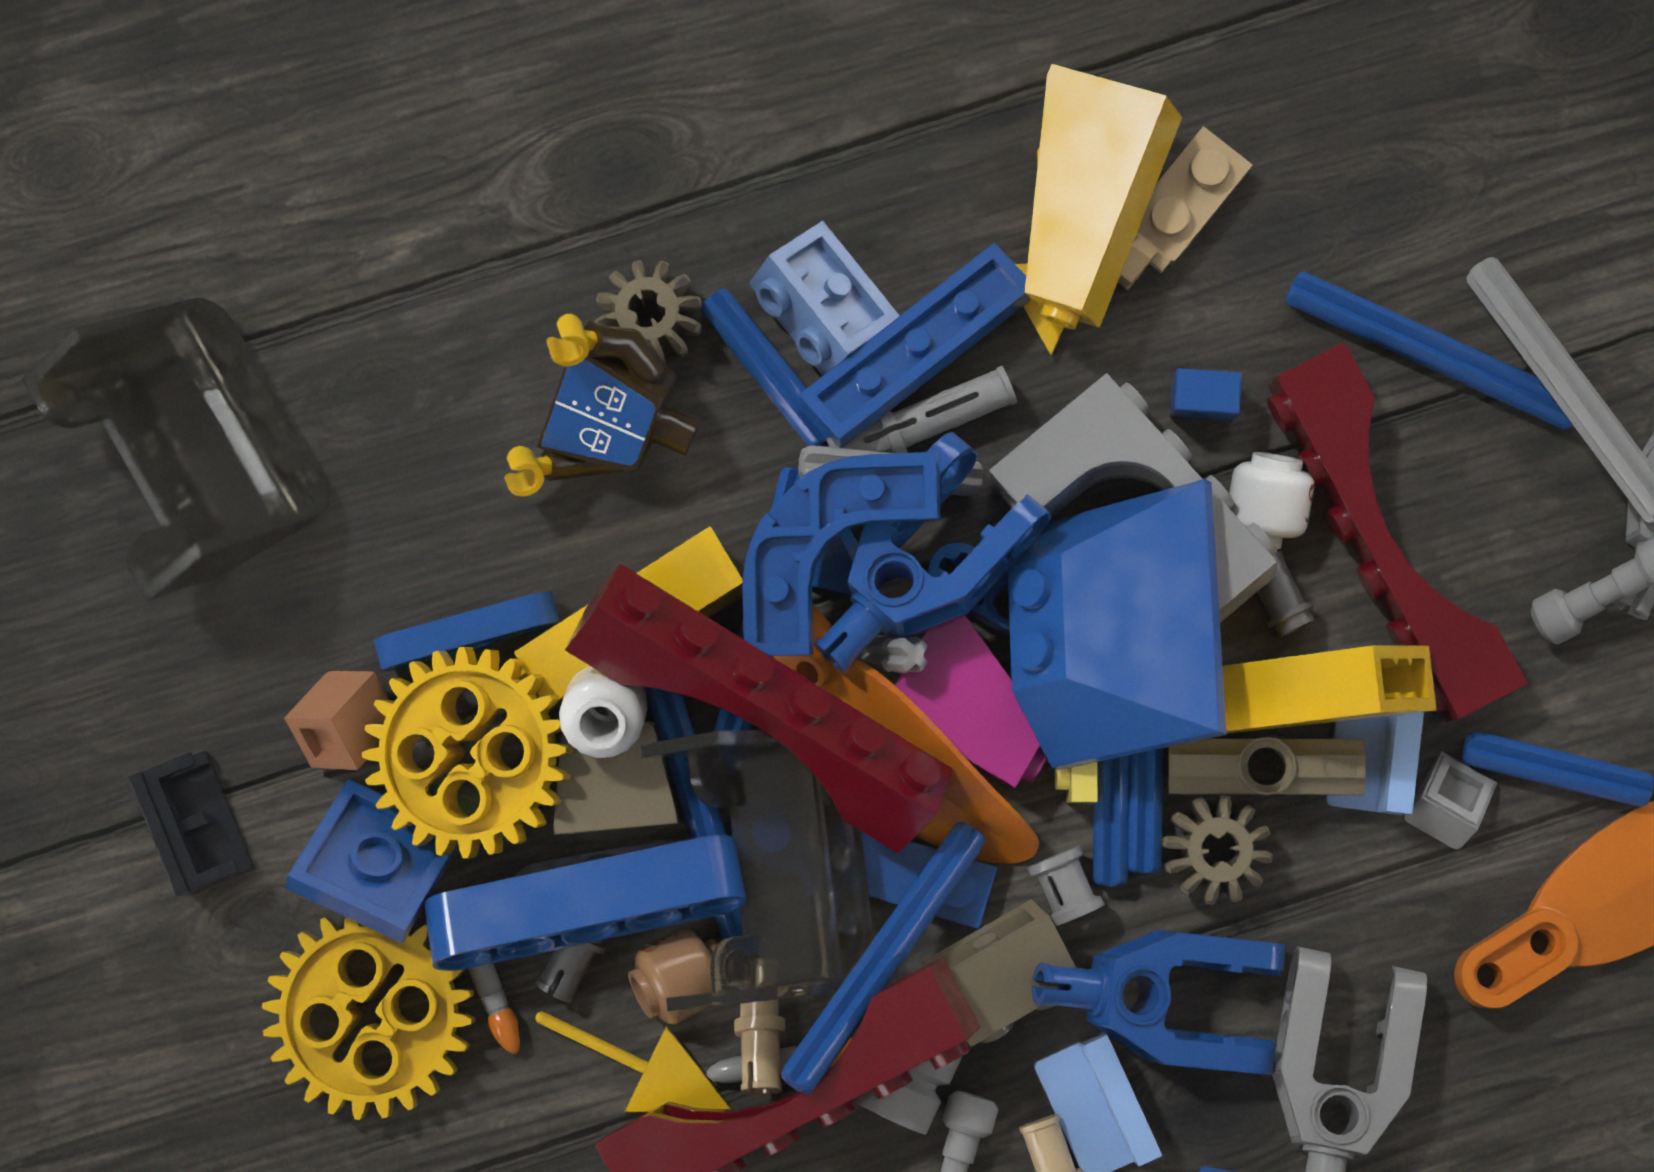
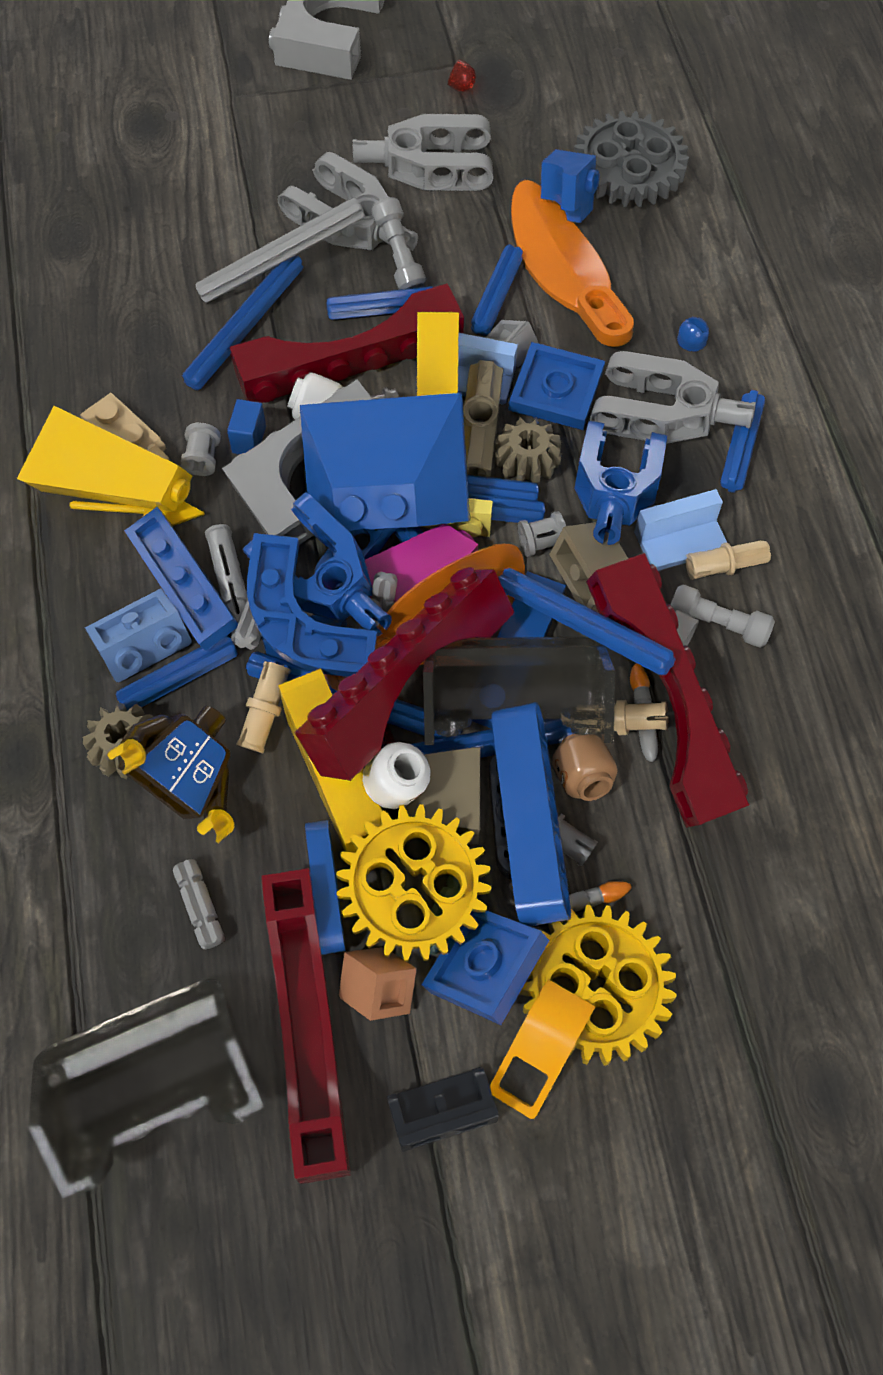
camera: 90 degrees left, 20 degrees down
(271, 637) = (306, 1027): none -> dark red arch
(282, 950) = (545, 1041): none -> light orange piece
(430, 465) = (198, 904): none -> light grey axle
(666, 1077) = (653, 789): yellow piece -> none
(713, 503) = (263, 707): none -> tan pin
(1158, 328) = (200, 449): none -> light grey bush
(1359, 887) = (556, 385): none -> blue plate
(1496, 1106) = (693, 334): none -> blue hinge
(1500, 571) = (369, 303): none -> blue axle

